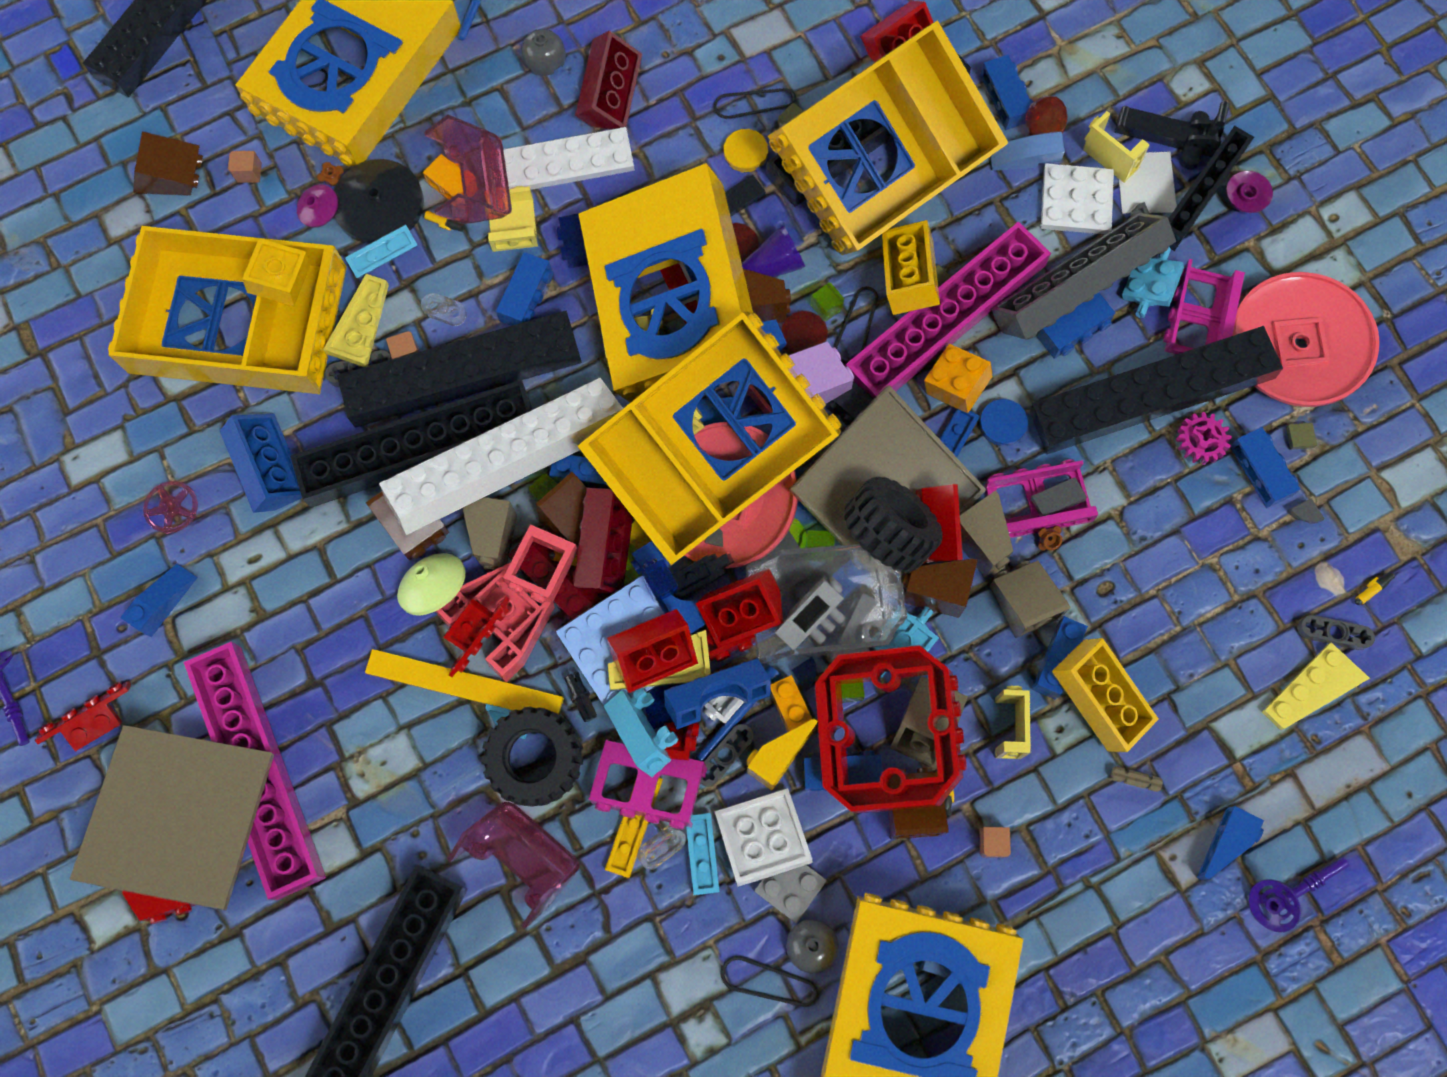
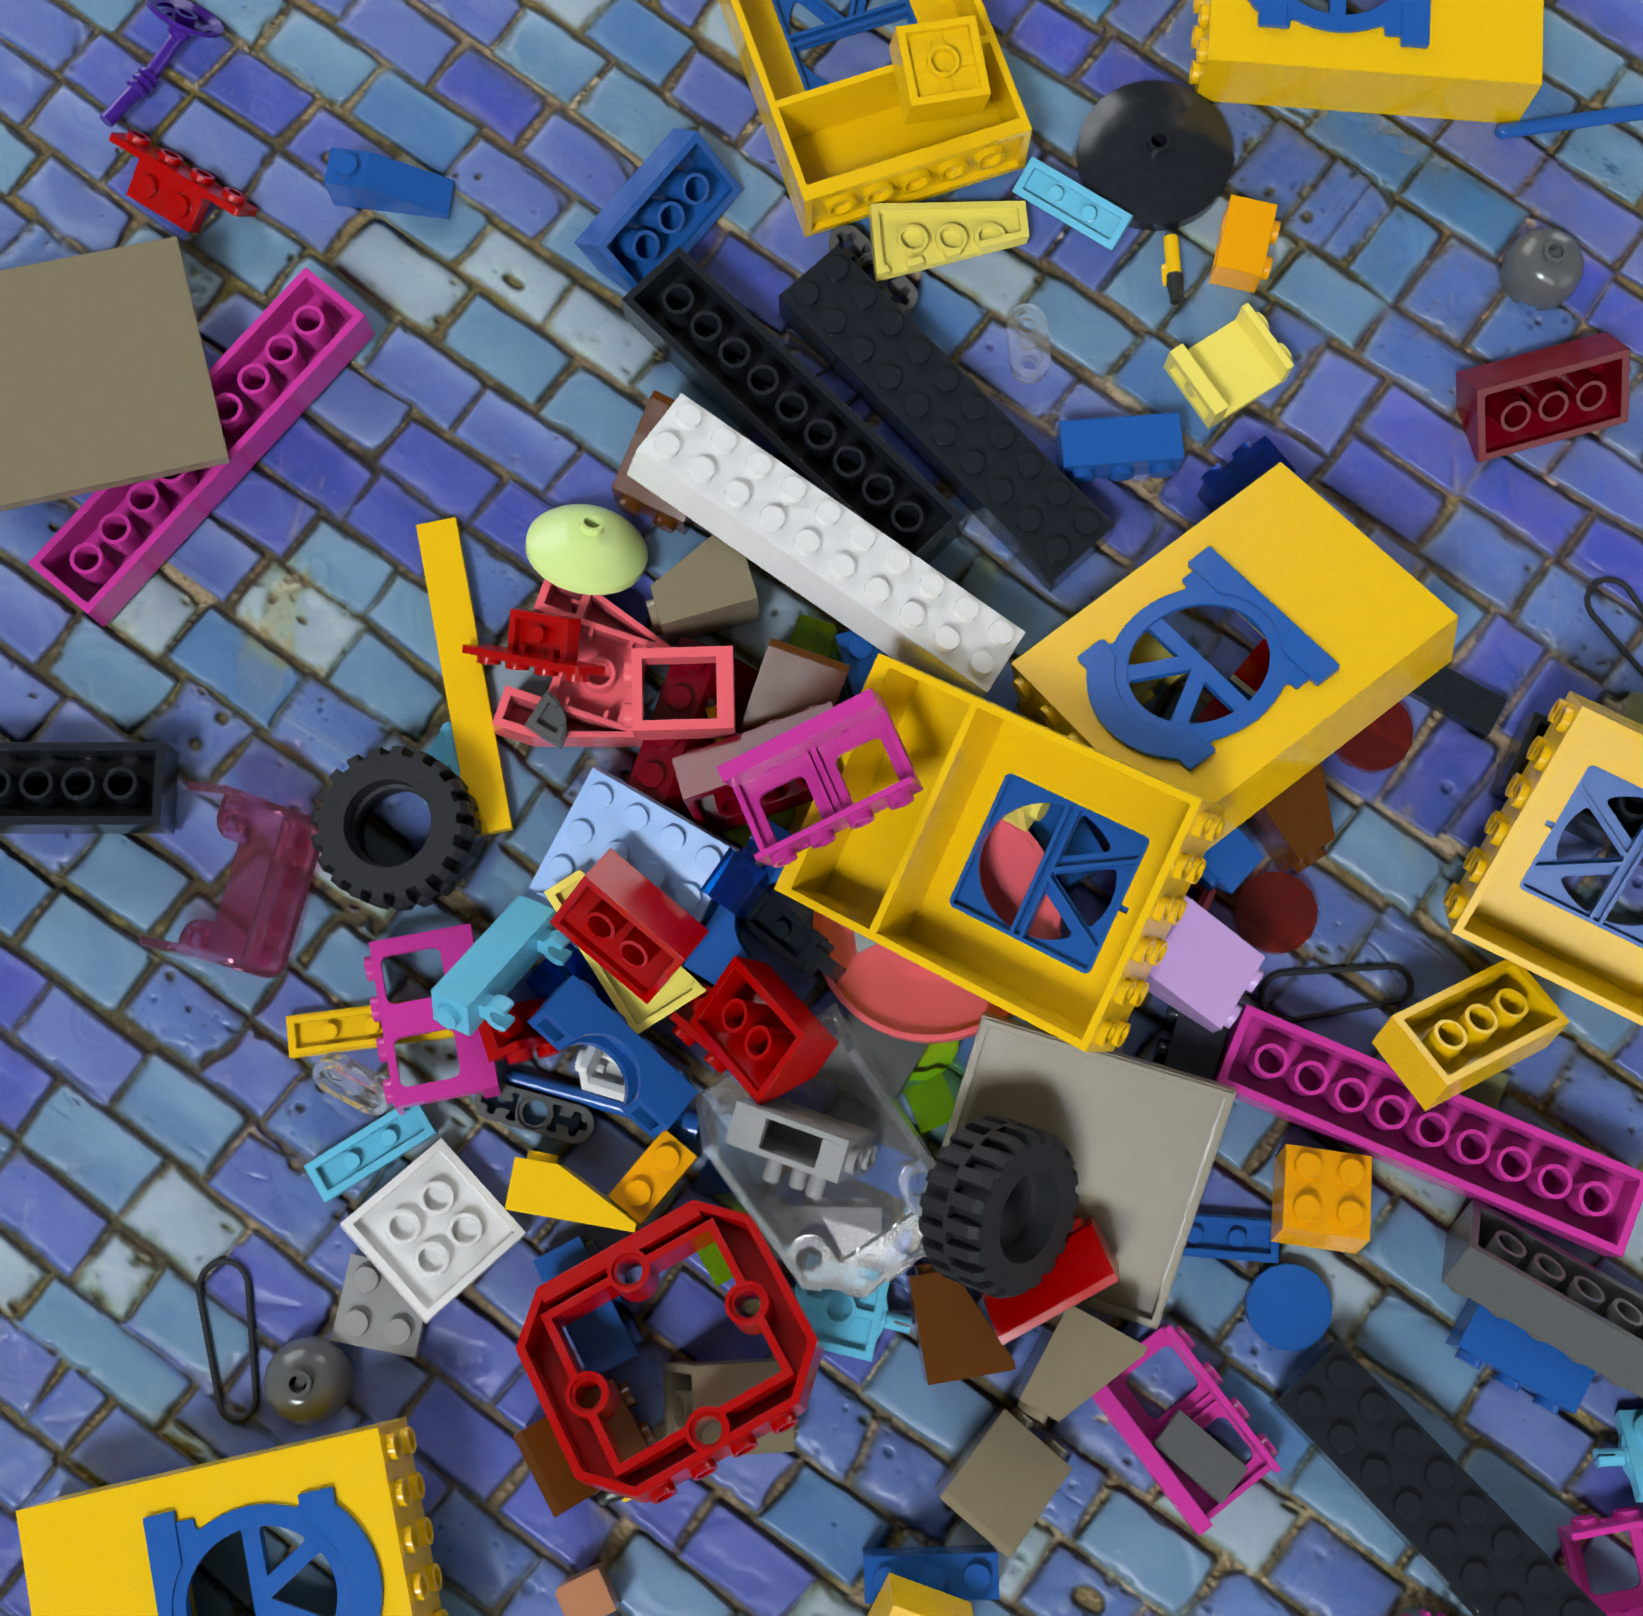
camera: 60 degrees right, 5 degrees up
(170, 507) = (532, 126): clear pink wheel -> none
(317, 206) = (1099, 72): magenta dish -> none
(332, 179) = (1159, 72): dark orange plate -> none
(402, 345) = (935, 315): nougat piece -> none
(481, 168) = (1277, 282): clear pink windscreen -> none
(517, 643) = (549, 720): none -> dark grey tile
(569, 159) = (1374, 396): white plate -> none
(580, 697) = (523, 854): black axle -> none
(613, 506) = (813, 754): none -> dark pink window
(745, 150) = (1545, 667): yellow tile -> none
(775, 256) = (1376, 802): dark purple cone -> none
(827, 301) = (1346, 924): clear neon green piece -> none
(1021, 747) = (750, 1575): light yellow panel -> none
(1054, 542) = (1124, 1471): dark orange plate -> none

